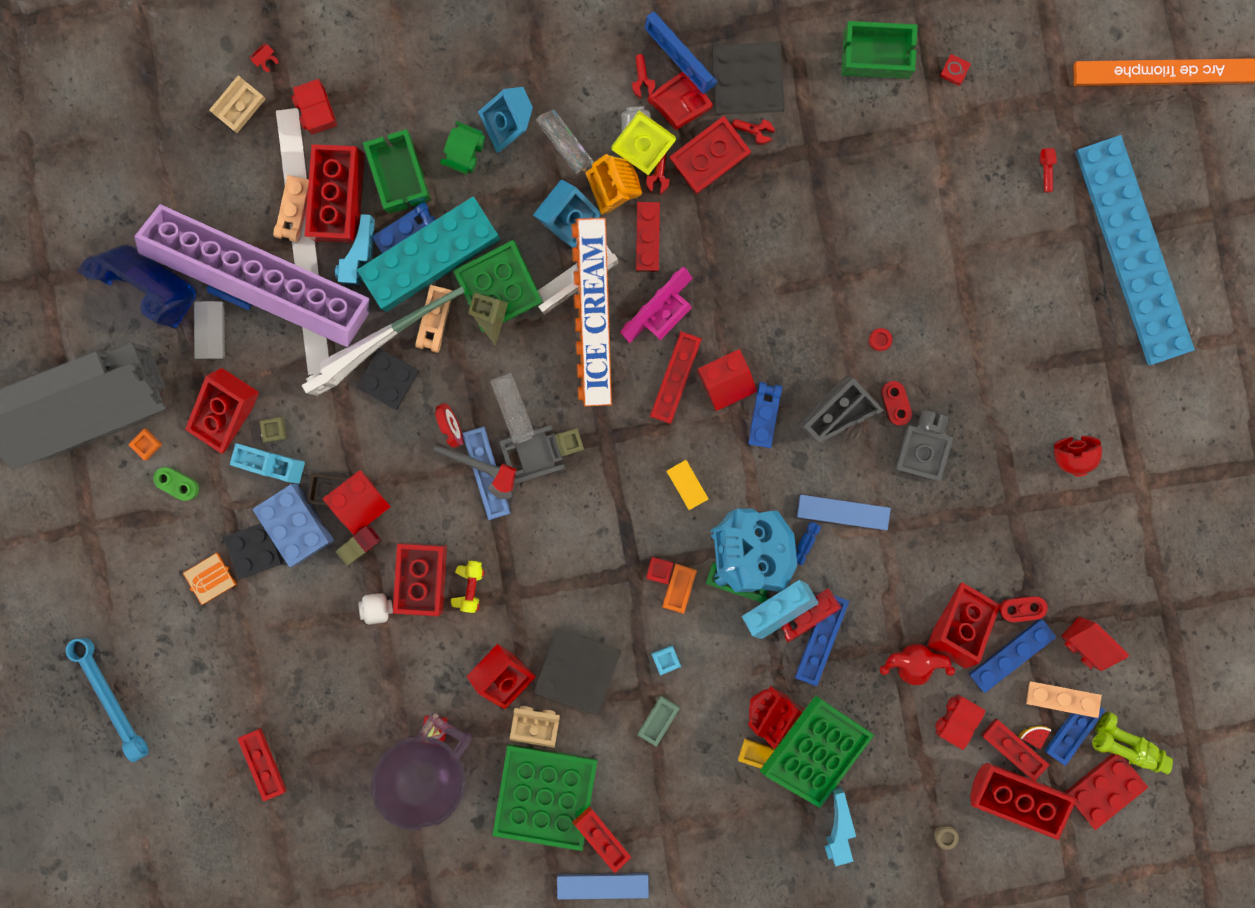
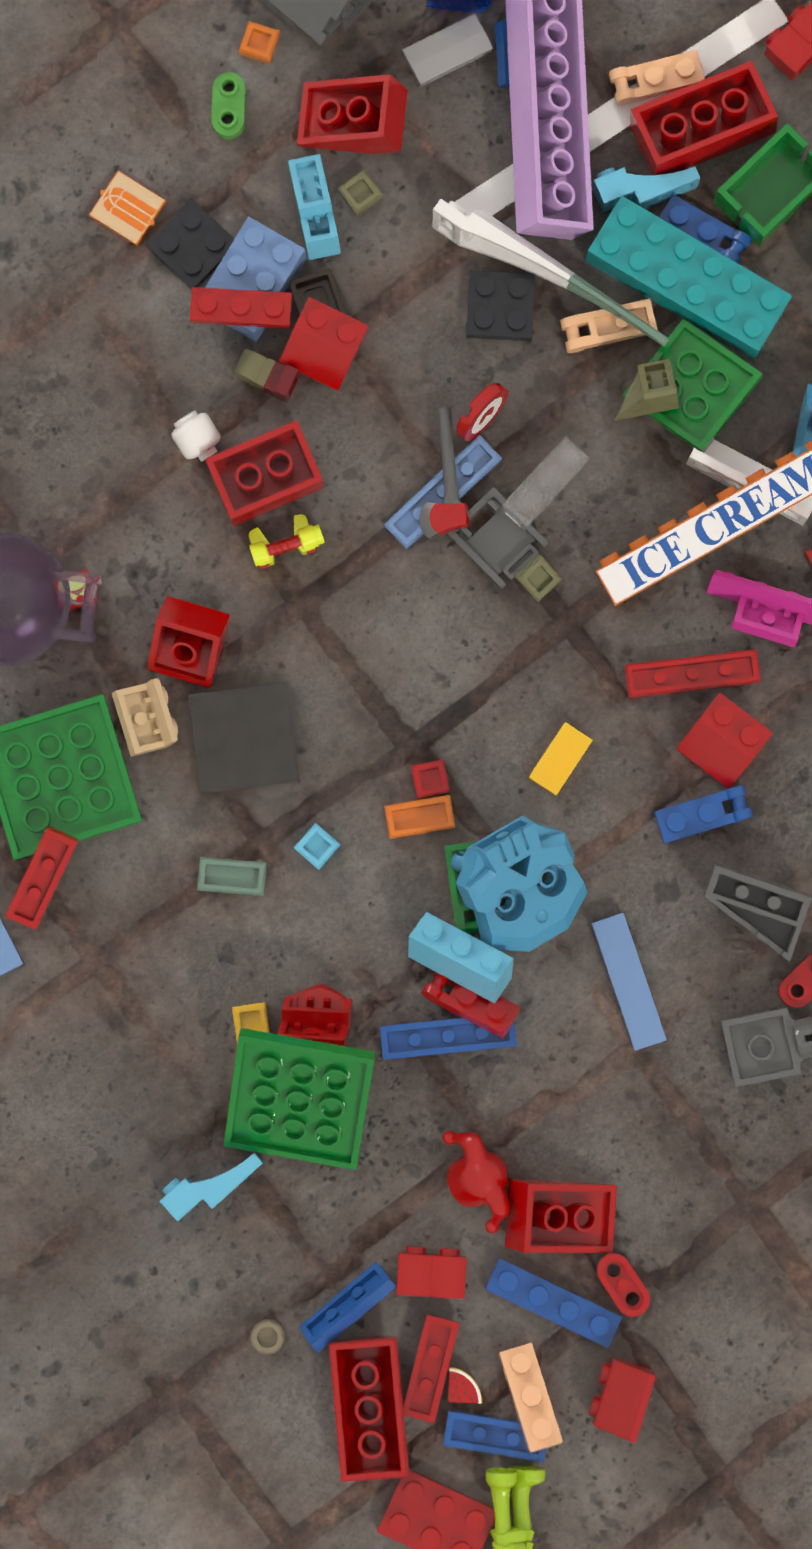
camera: 65 degrees right, 5 degrees down
(308, 544) = (241, 307): none -> red plate
(807, 542) = (564, 953): blue axle -> none
(954, 782) = (347, 1307): none -> blue plate

